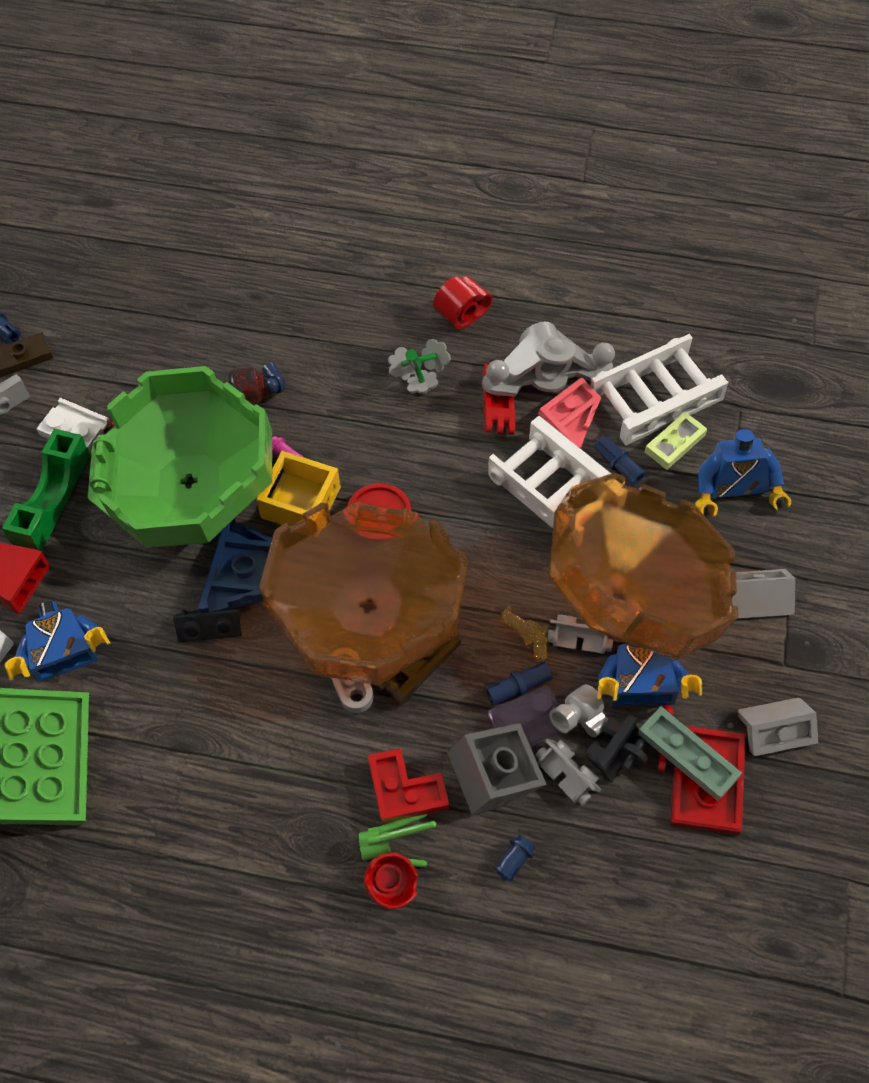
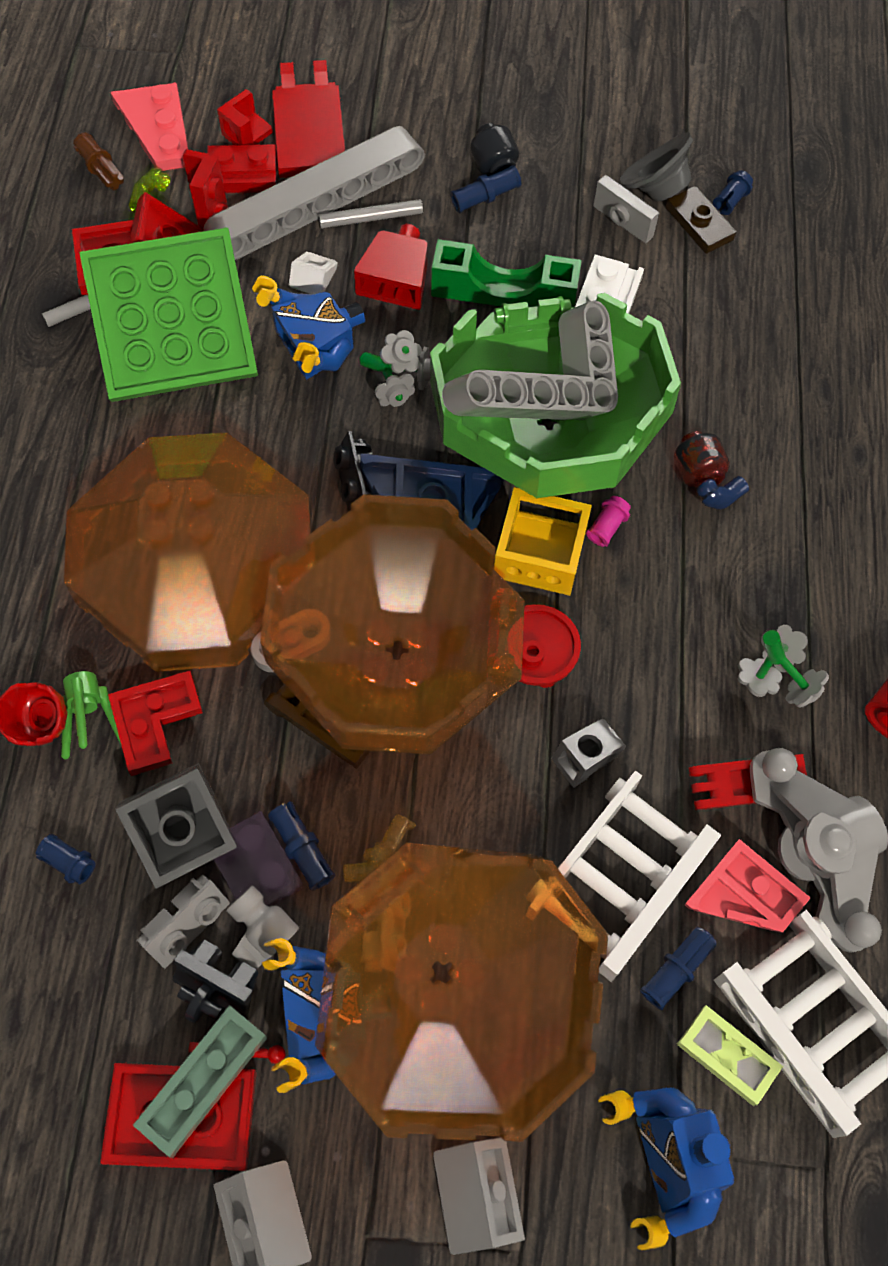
camera: 80 degrees right, 5 degrees up
(117, 564) = (399, 356): none -> light grey plant
(174, 437) = (580, 393): none -> light grey beam
(255, 752) = (182, 548): none -> clear orange windscreen
(467, 490) = (587, 751): none -> flat silver leg

